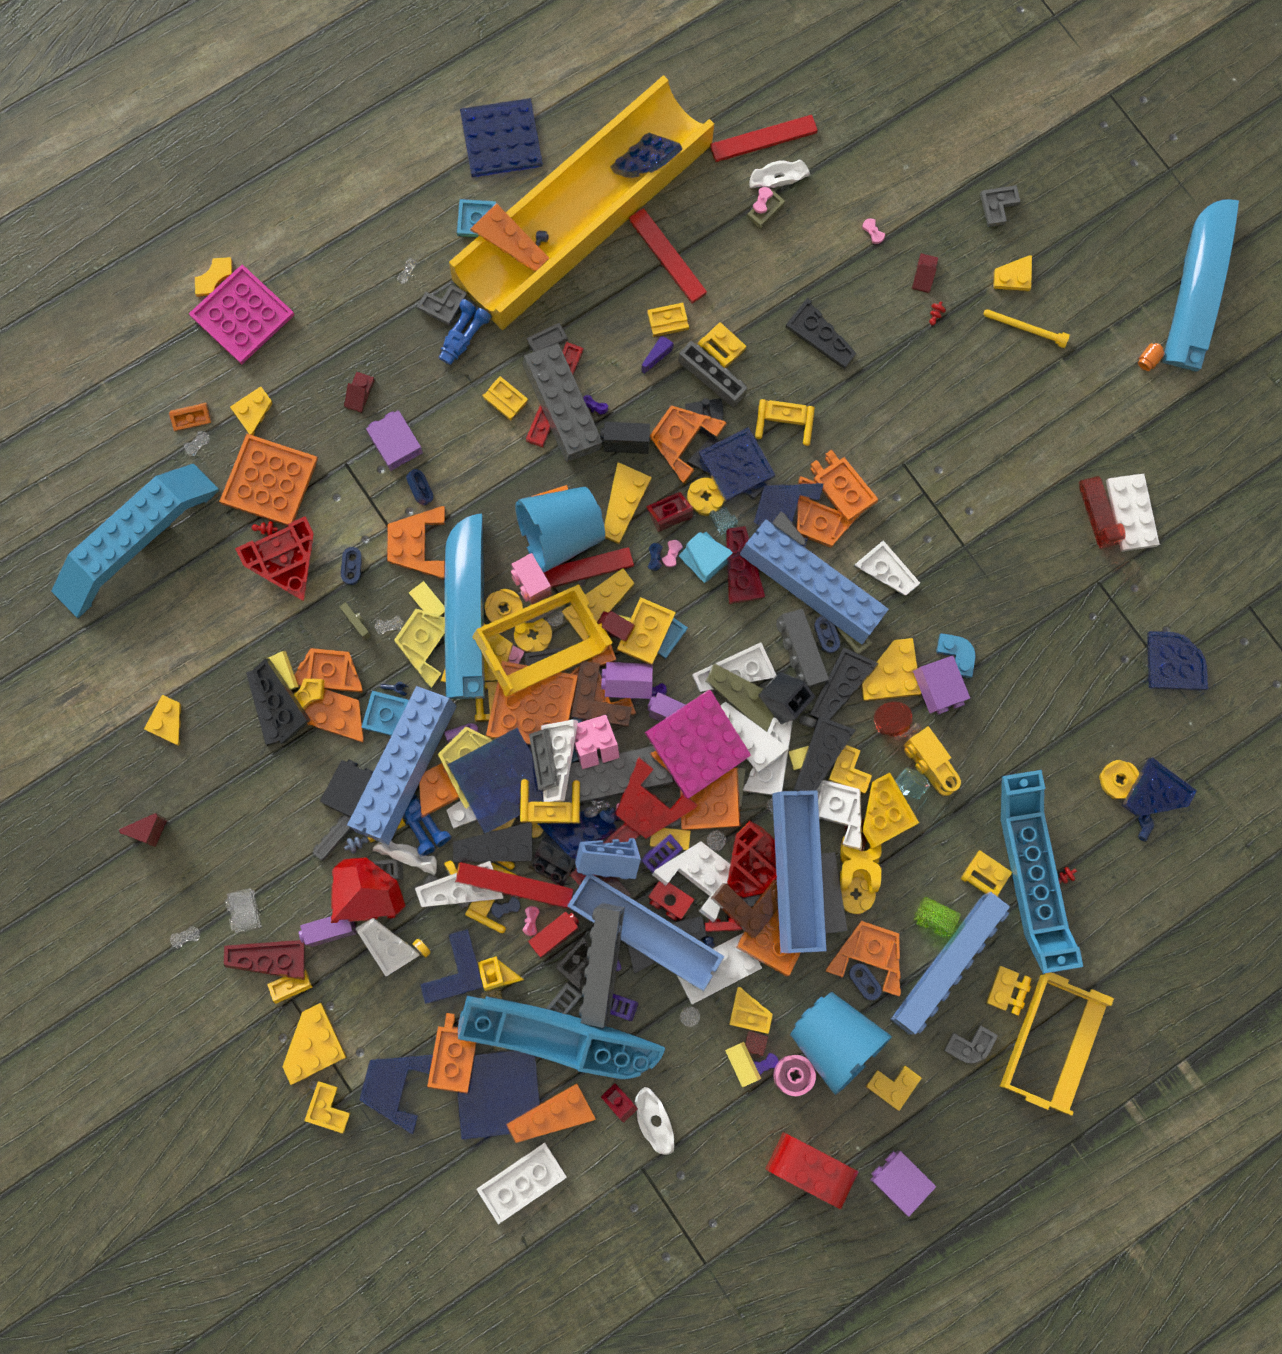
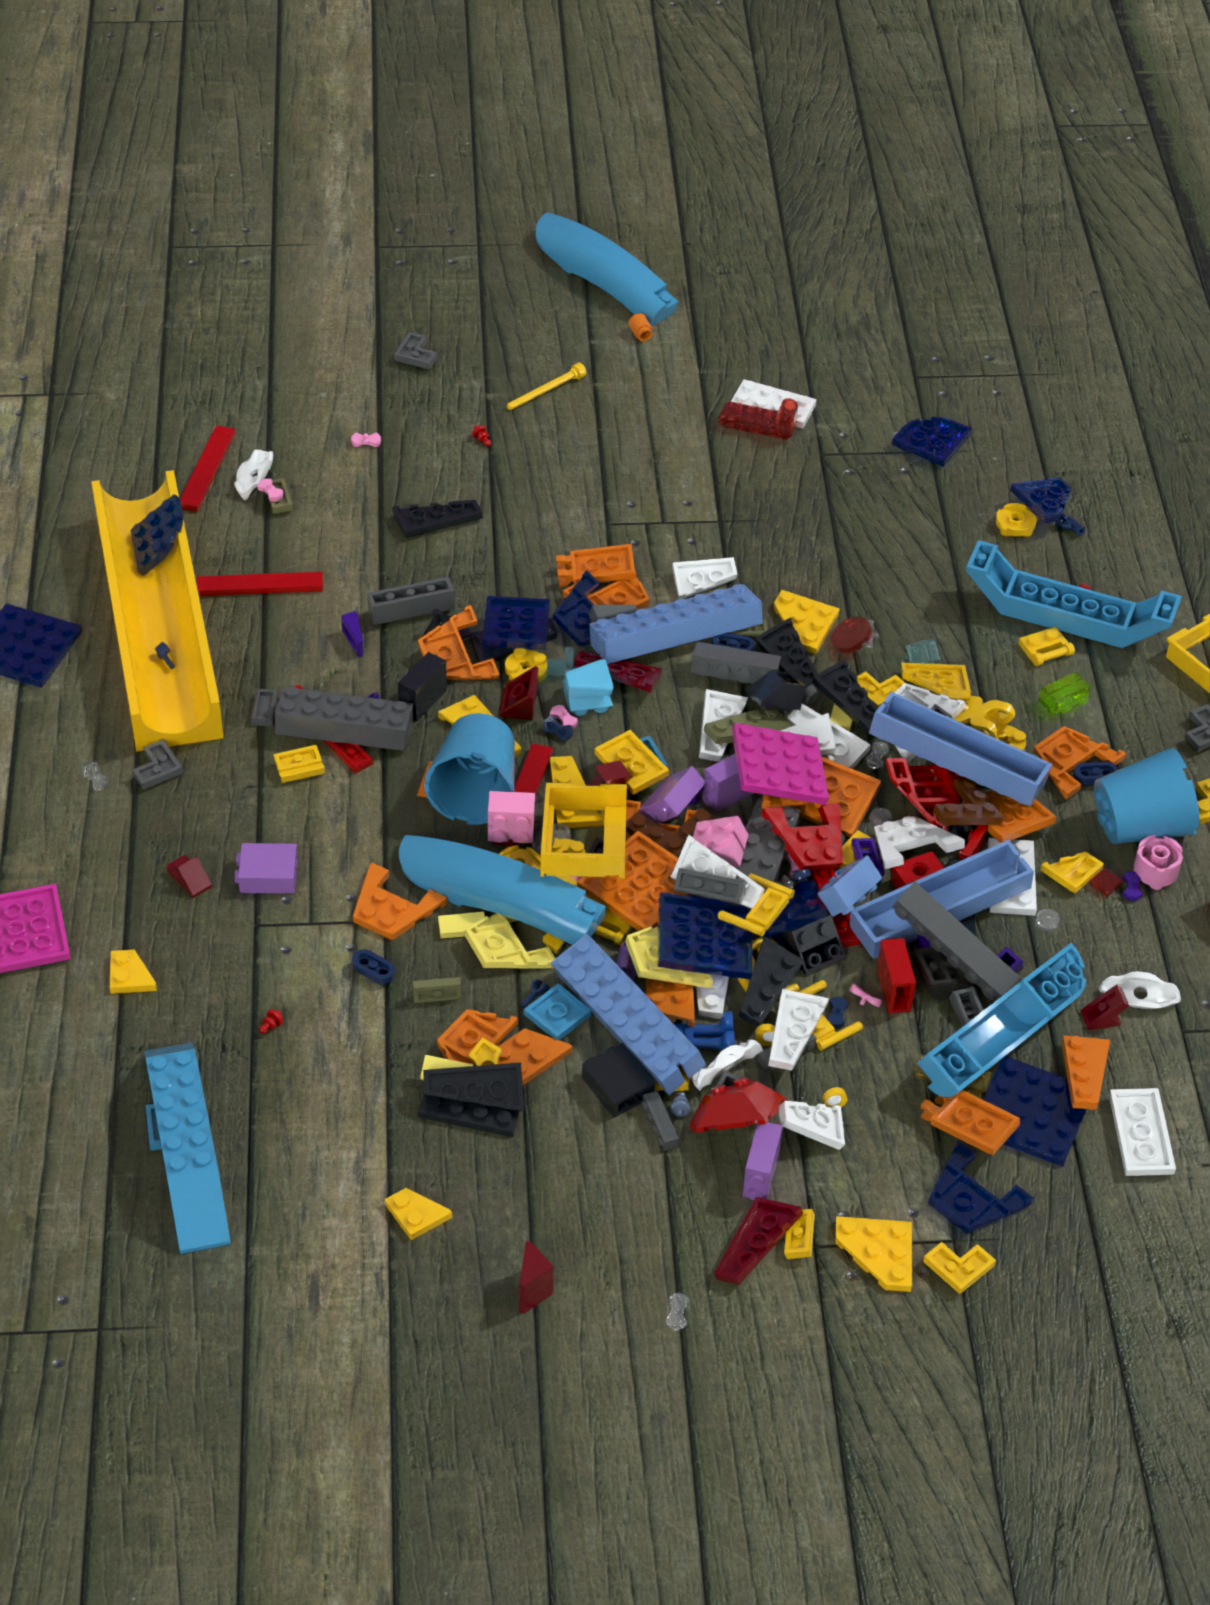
camera: 55 degrees left, 30 degrees down
(190, 416) = (88, 1030): orange slope -> none
(201, 439) = (124, 1045): clear piece -> none
(243, 911) = (687, 1235): clear brick -> none
(268, 480) = (220, 992): orange plate -> none
(282, 557) = (320, 1009): red wedge -> none
(394, 624) = (464, 962): clear piece -> none
(419, 487) = (325, 872): dark blue plate -> none
(456, 342) = (204, 772): blue piece -> none
(468, 972) = (890, 1073): clear blue plate -> none
(470, 213) = (91, 699): dark azure plate -> none
(496, 974) = (903, 1053): yellow slope -> none
(504, 233) = (138, 660): orange wing -> none
(513, 885) = (820, 983): red tile -> none
(668, 319) = (325, 610): yellow plate -> none
(724, 341) = (382, 581): yellow plate -> none
(743, 1064) = (1122, 898): light yellow tile -> none
(785, 413) = (493, 572): yellow plate -> none
(925, 273) = (437, 424): dark red slope -> none
(932, 761) = (911, 621): yellow brick -> none
(941, 685) = (844, 587): medium lavender brick -> none
(949, 964) = (1115, 695): medium blue piece -> none
(961, 649) = (819, 565): dark azure plate -> none
(1003, 987) = (1163, 685): yellow plate -> none
(1014, 275) = (491, 374): yellow wing -> none

